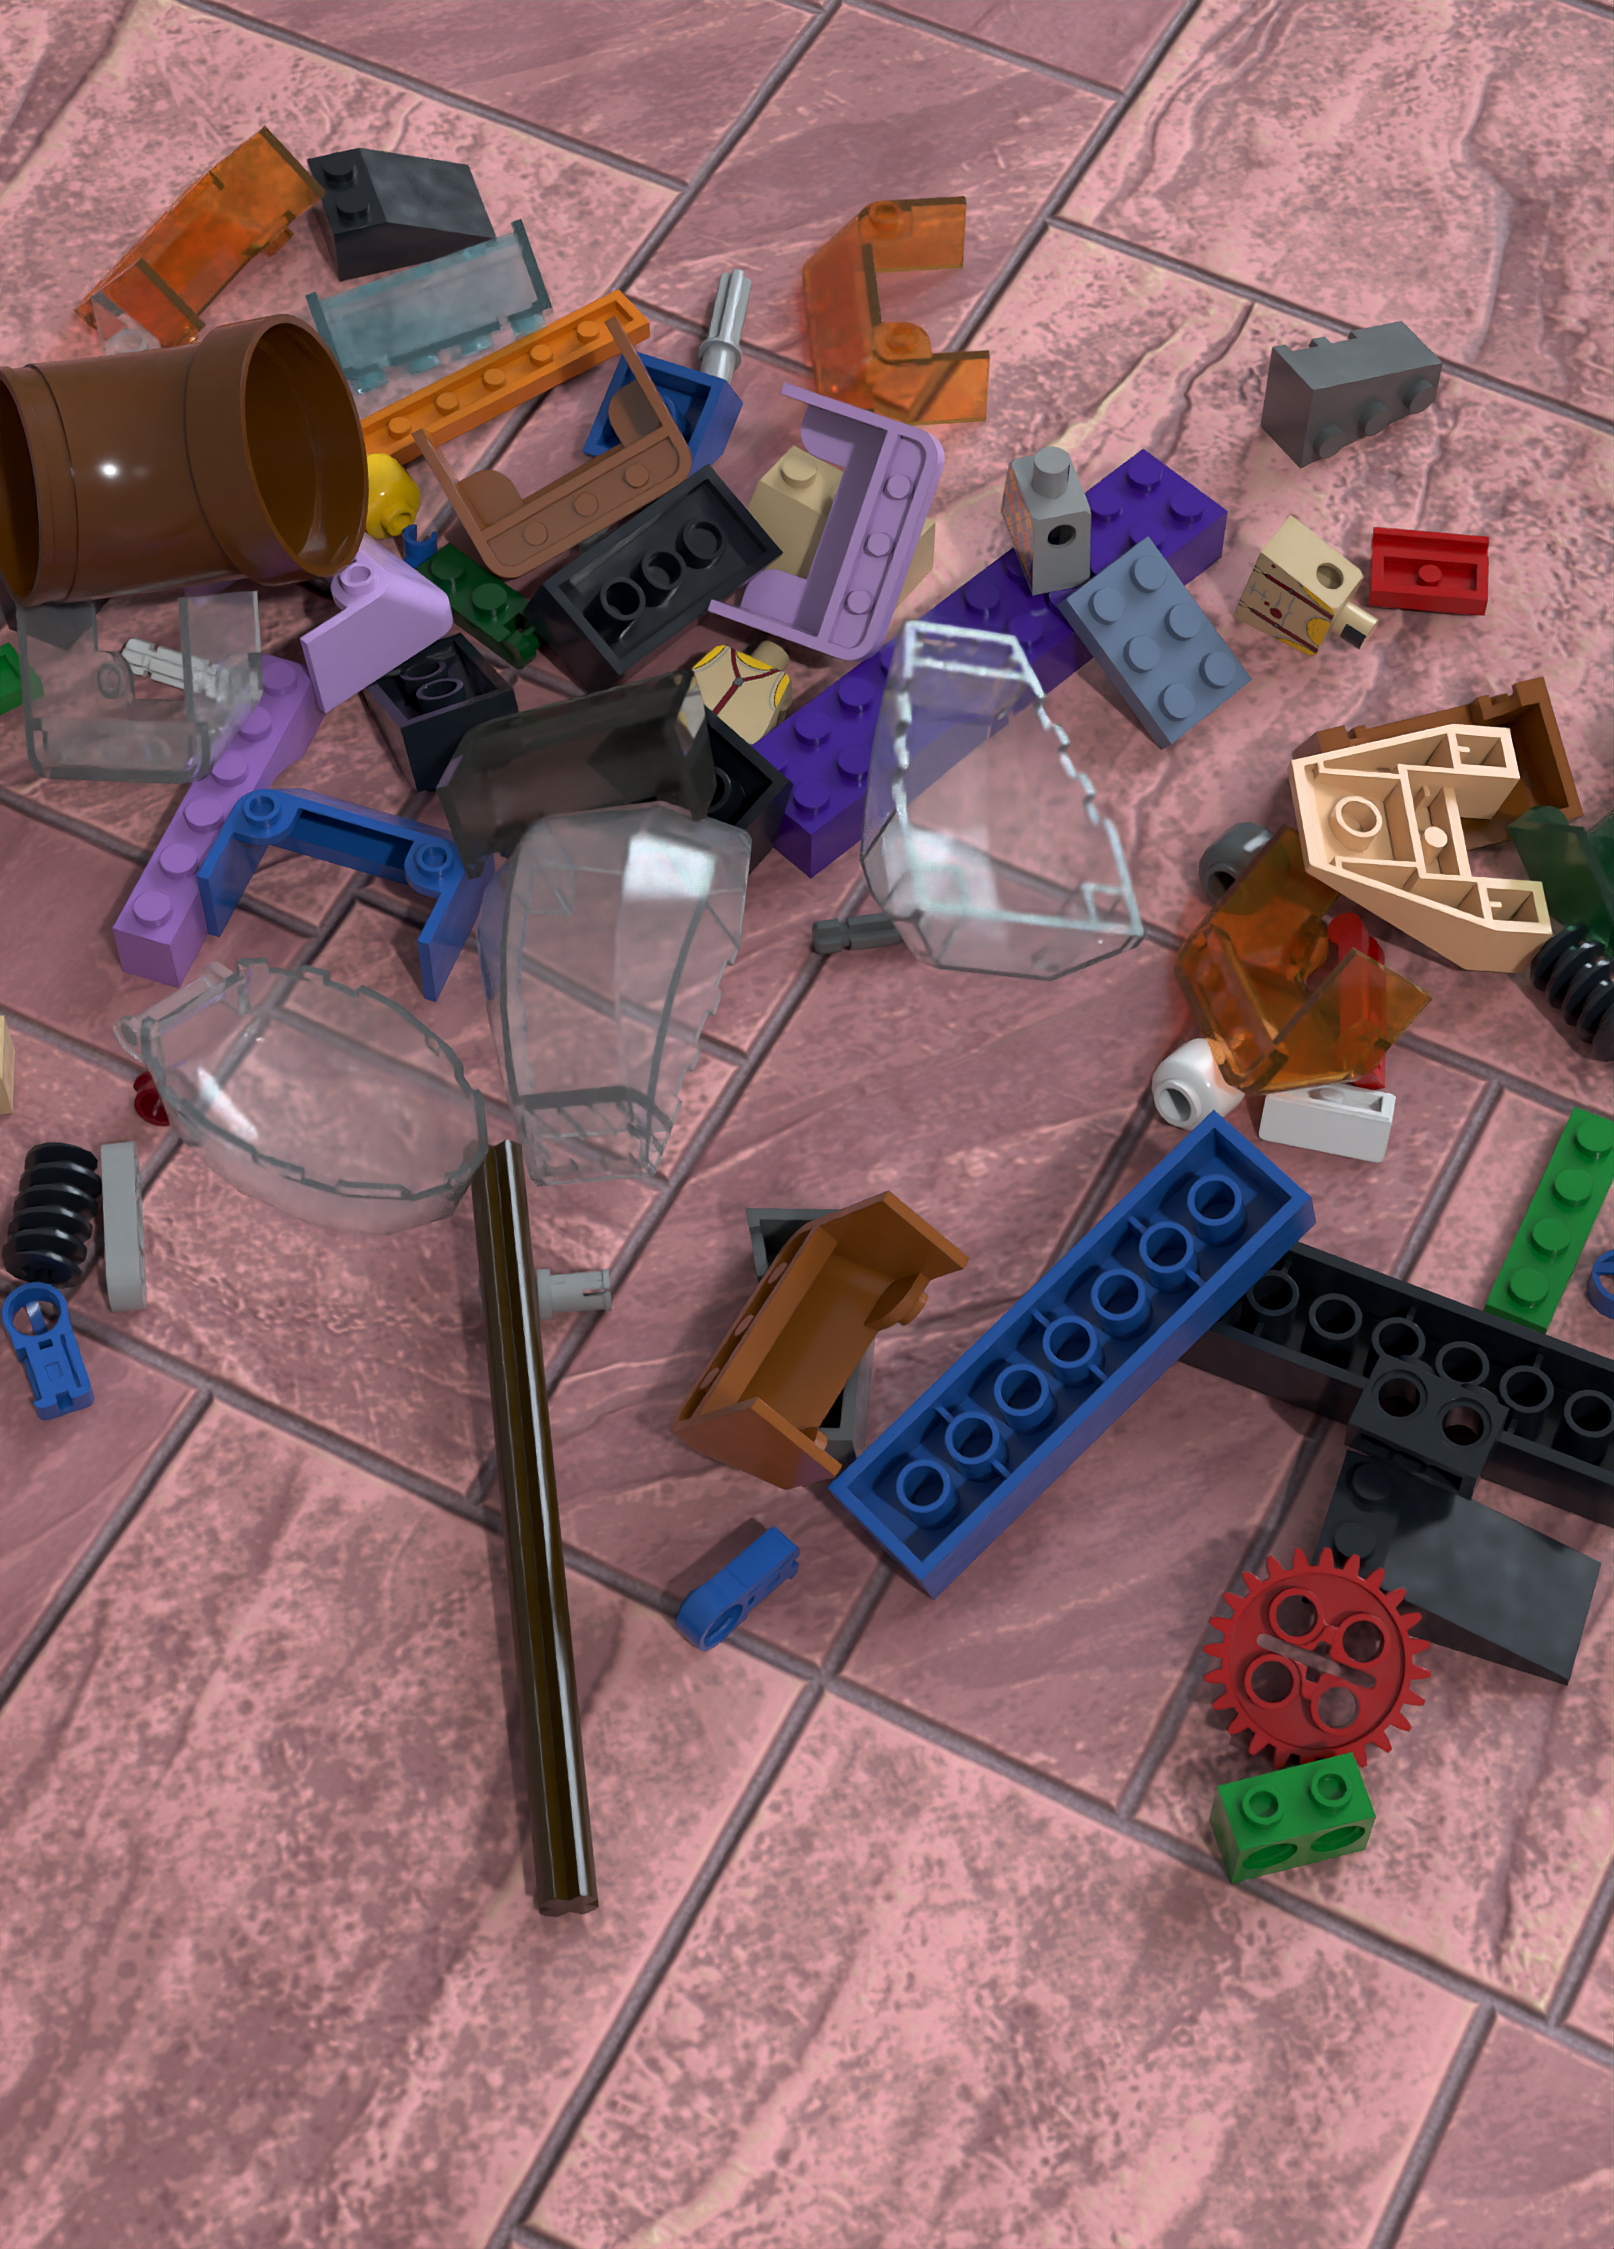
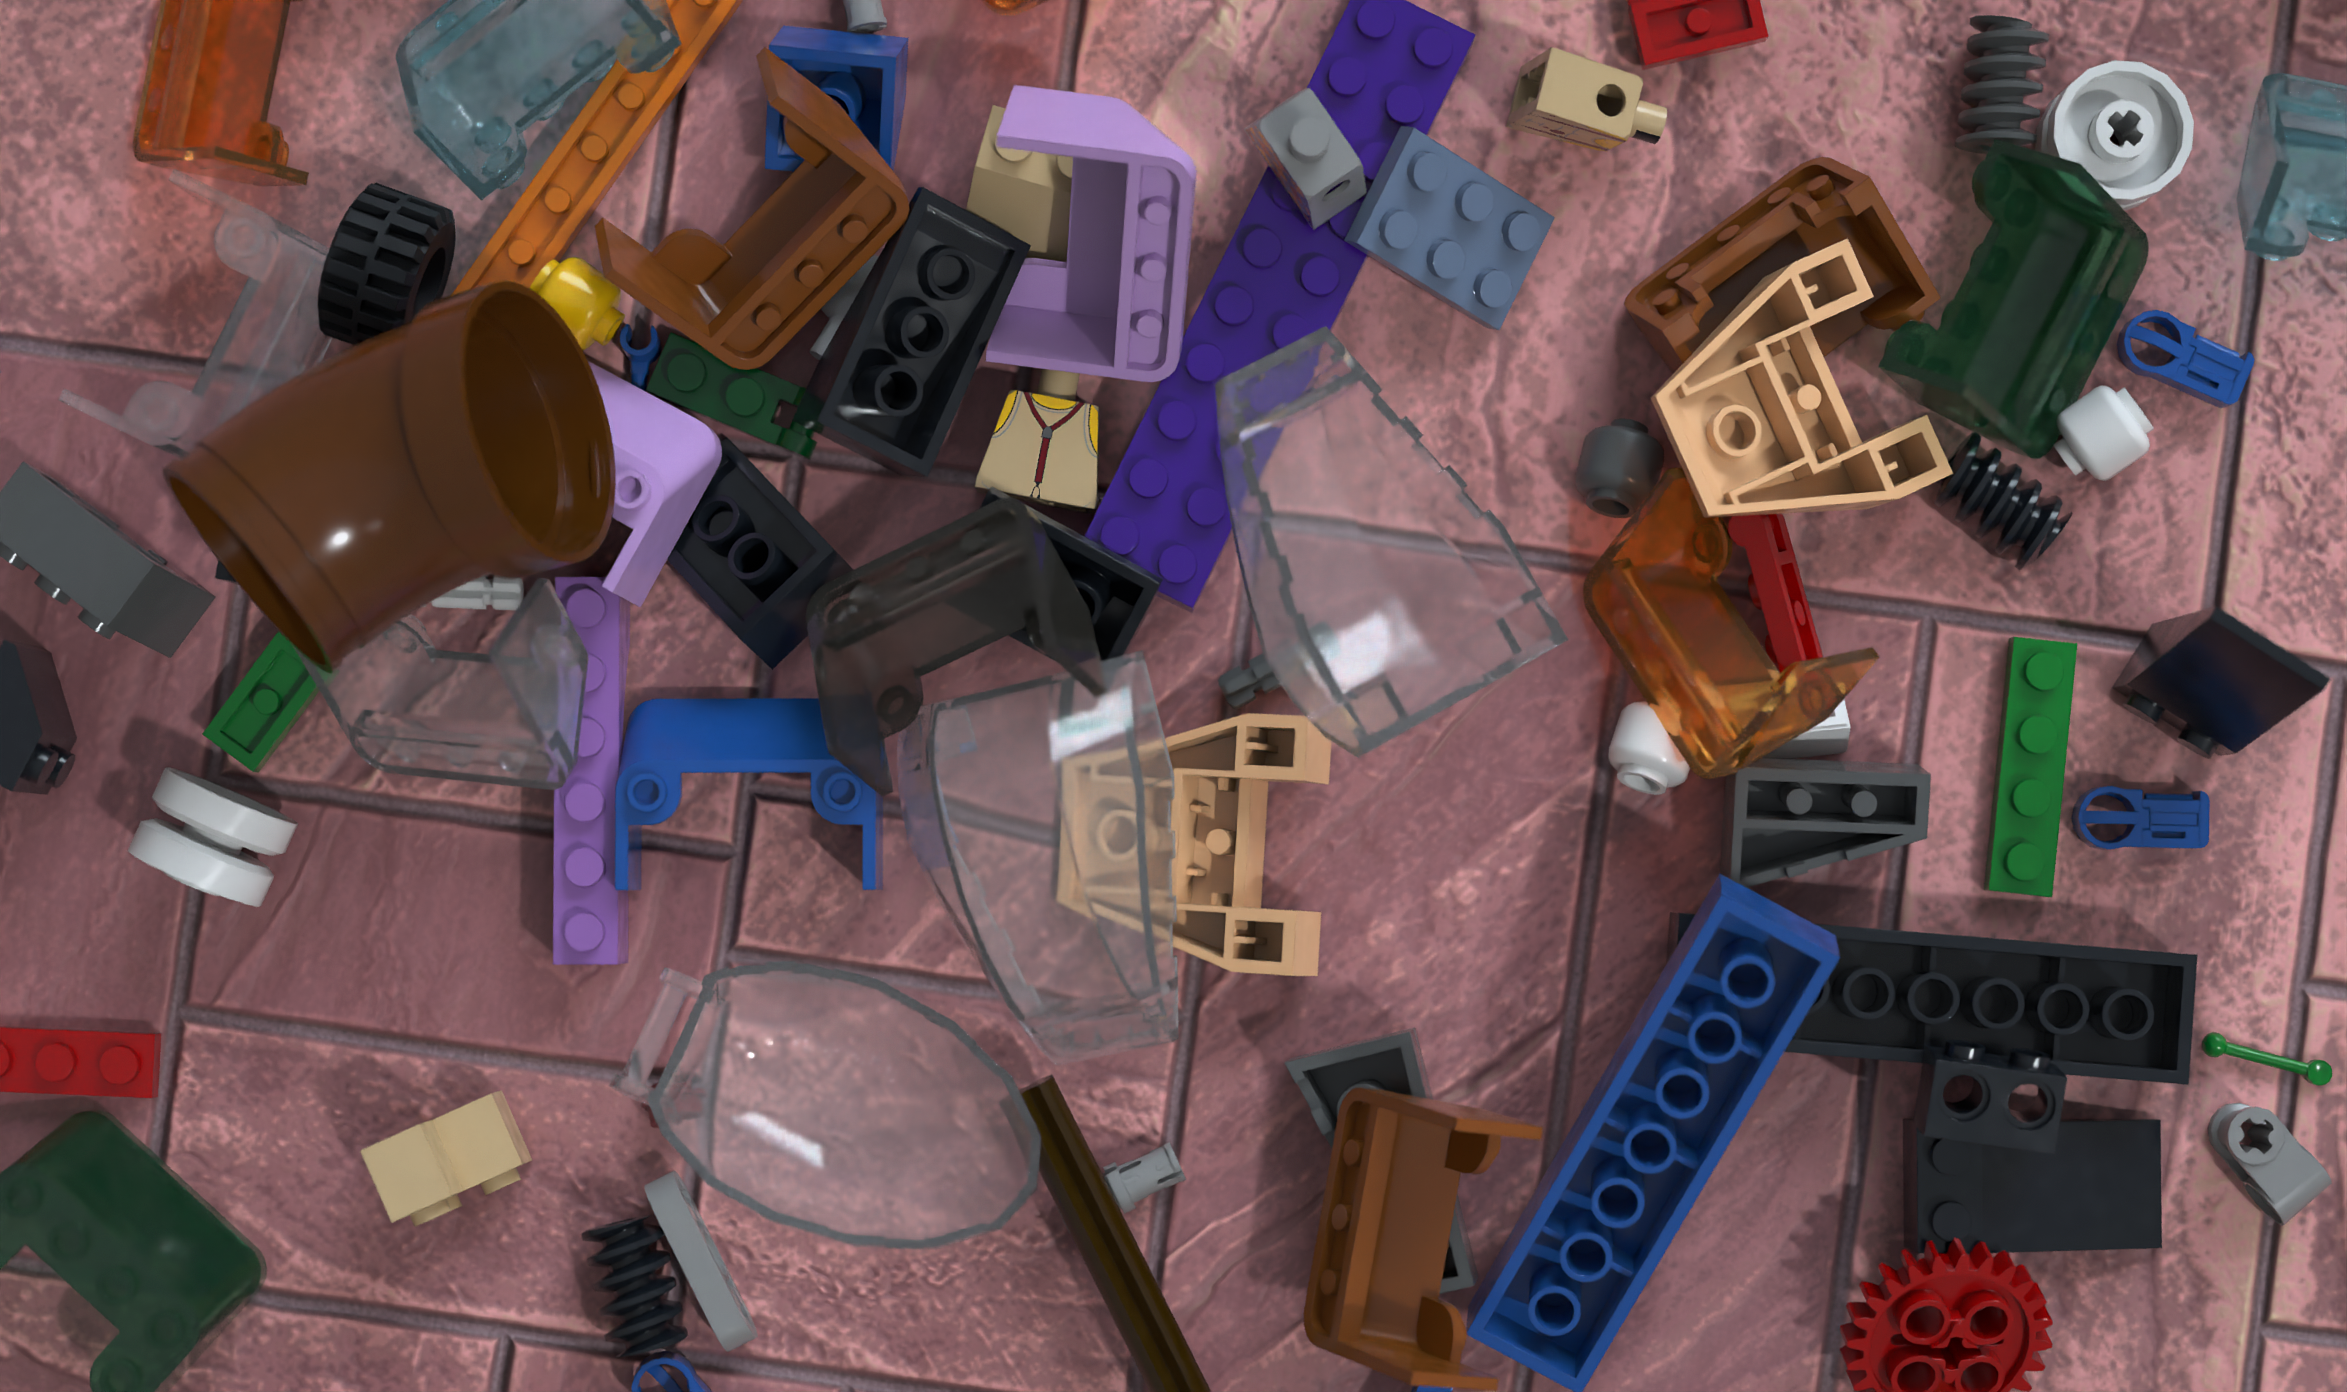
camera: 20 degrees left, 30 degrees up
(764, 1028) = (1221, 841): none -> light nougat wedge
(1356, 1172) = (1817, 812): none -> dark grey wedge

